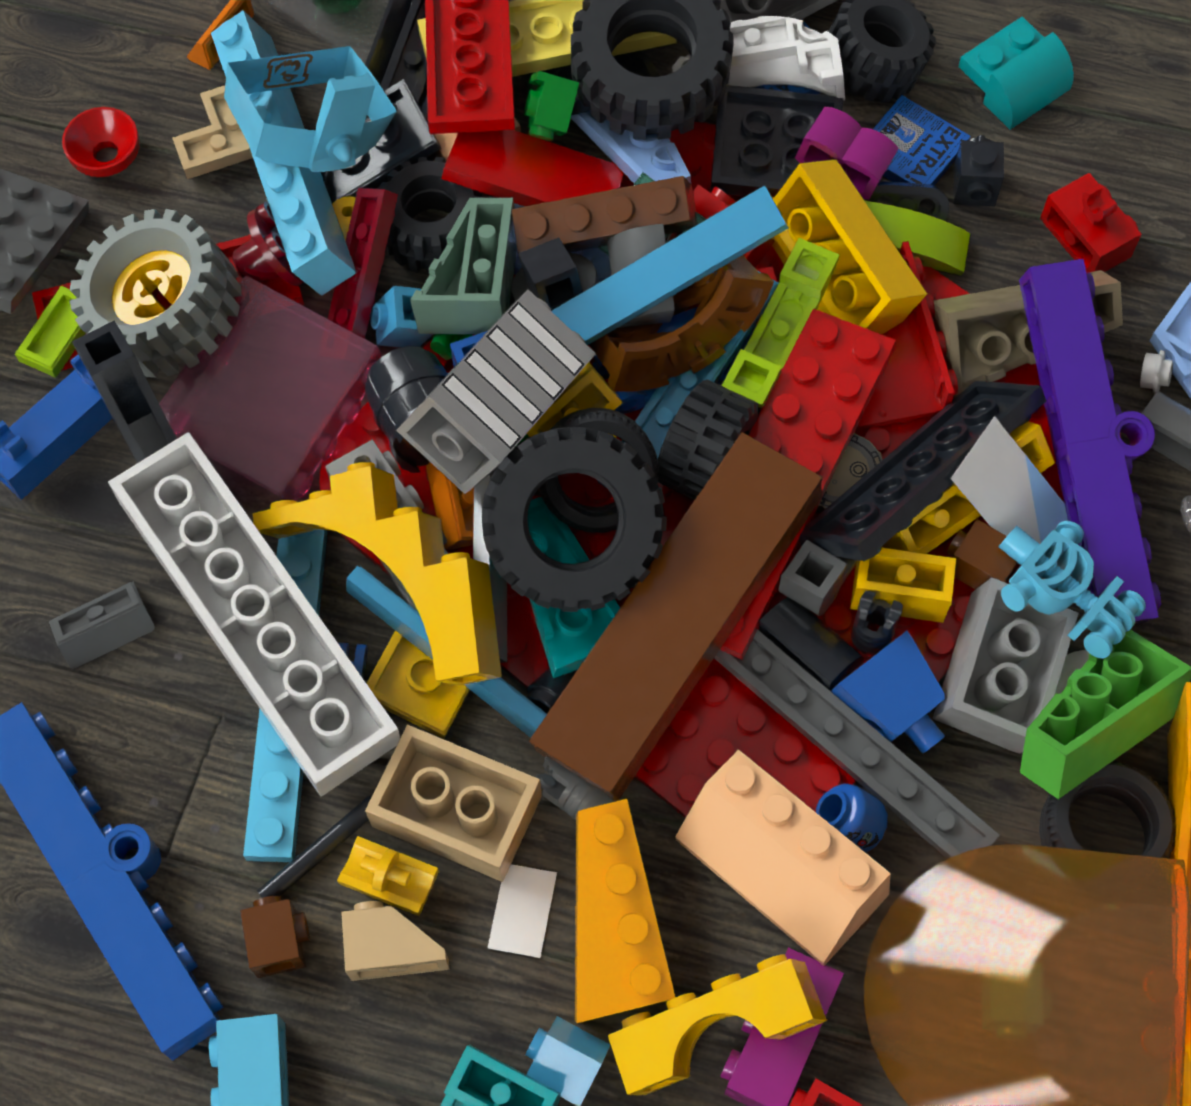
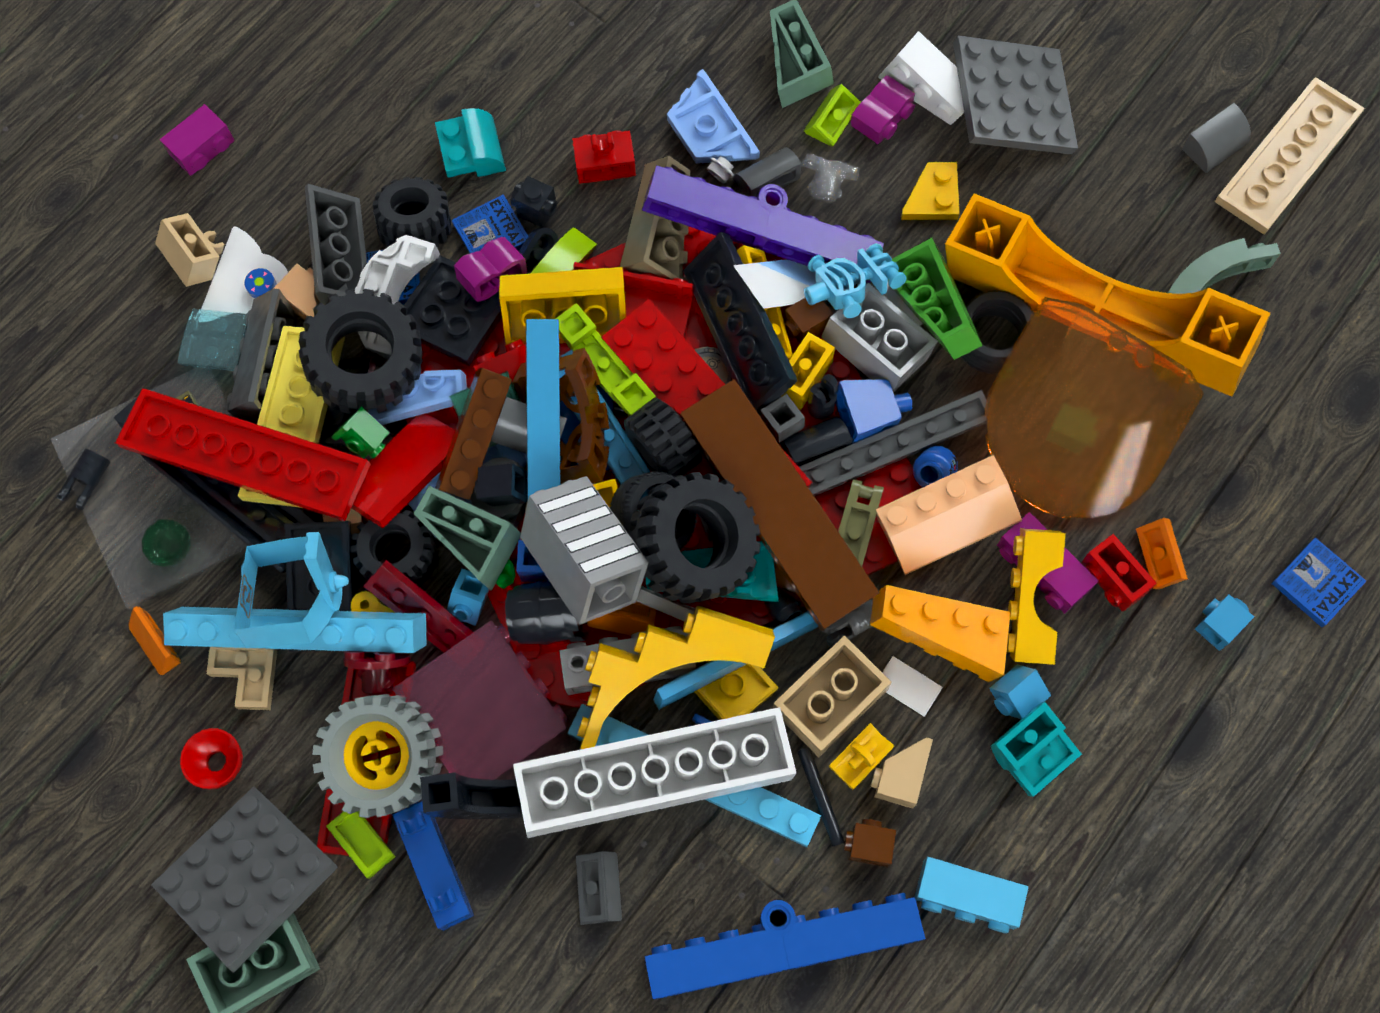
camera: 65 degrees left, 5 degrees up
(713, 741) = (859, 518): none -> olive plate

